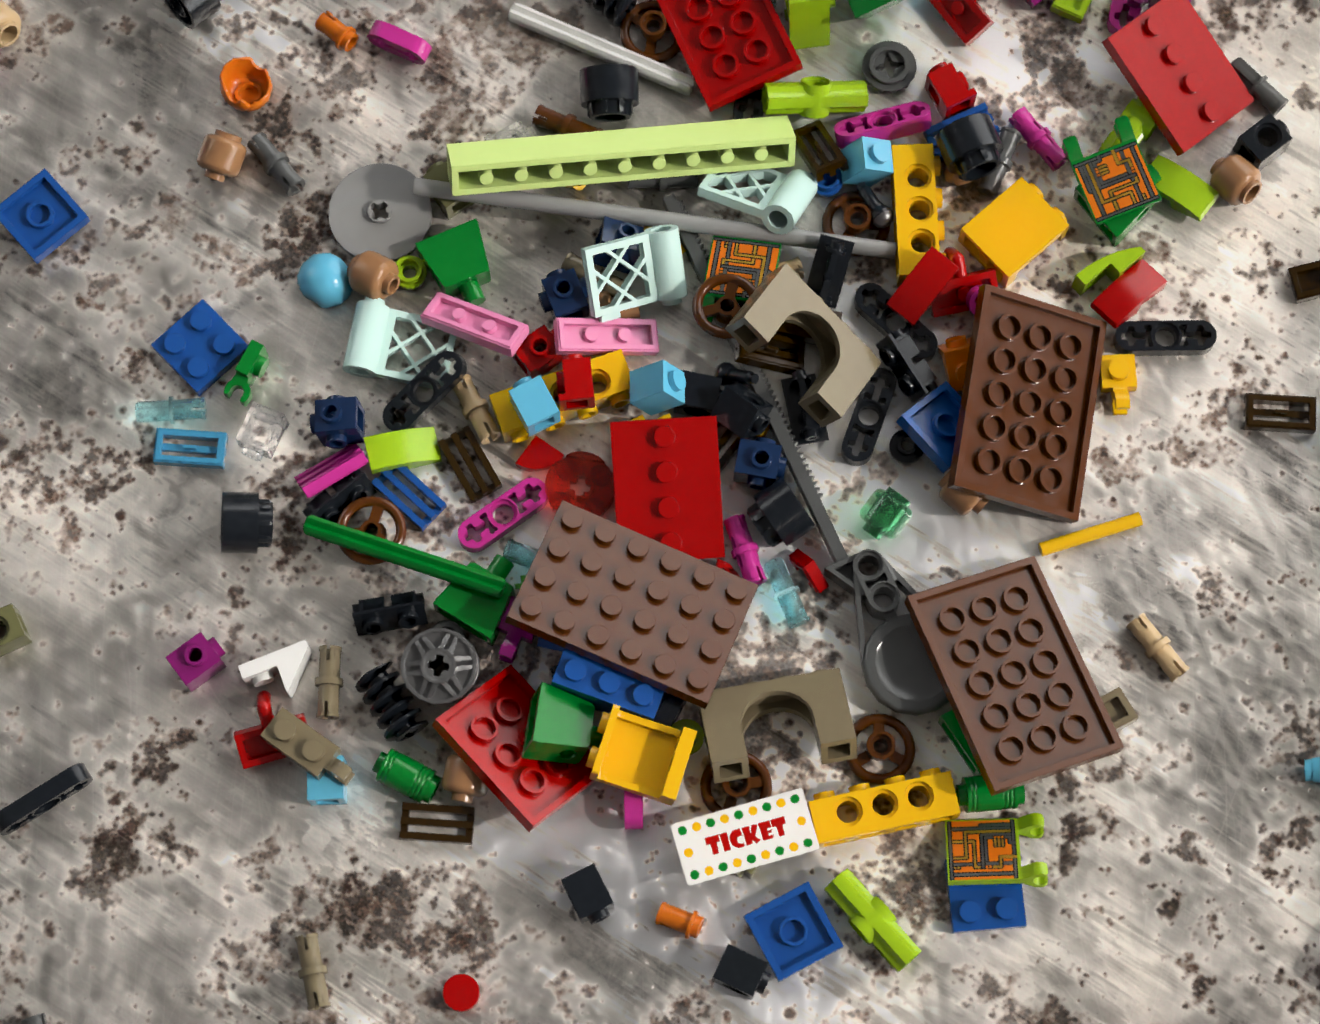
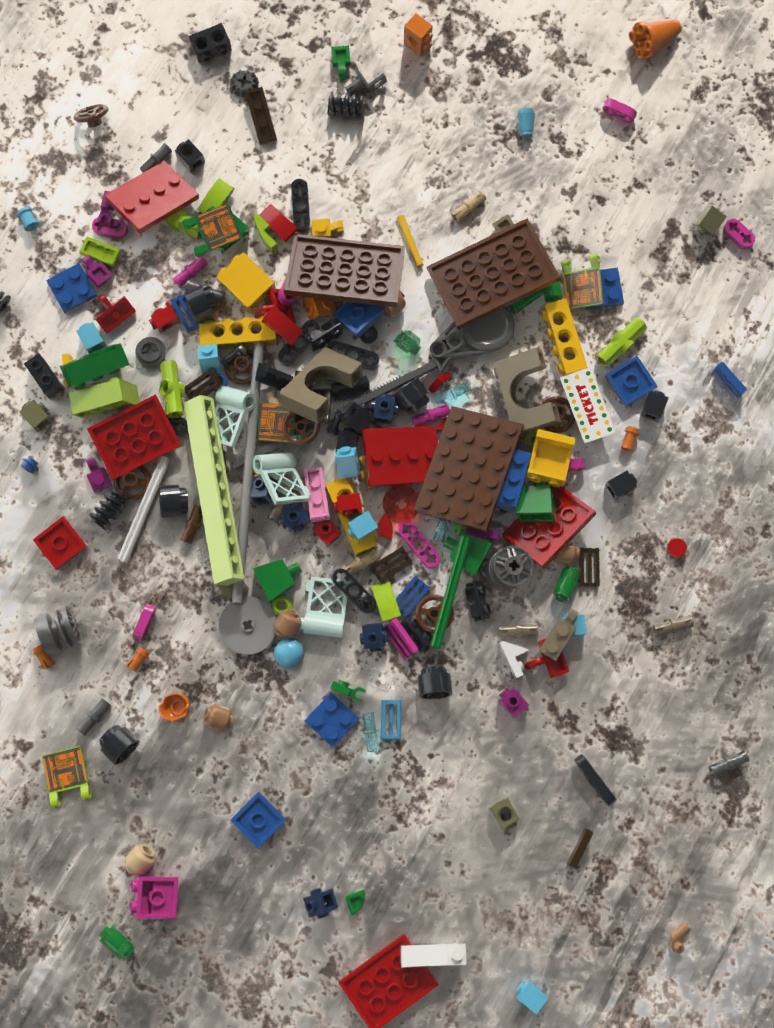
camera: 95 degrees left, 5 degrees up
(276, 164) = (221, 686): dark grey pin -> none
(389, 704) = (530, 593): black piece -> none
(475, 324) = (314, 565): bright pink tile -> none
(879, 734) = (531, 336): reddish brown piece -> none
(900, 122) = (192, 358): dark pink beam -> none
(1235, 179) = (211, 169): medium nougat head -> none
(1280, 426) = (339, 162): dark brown tile -> none

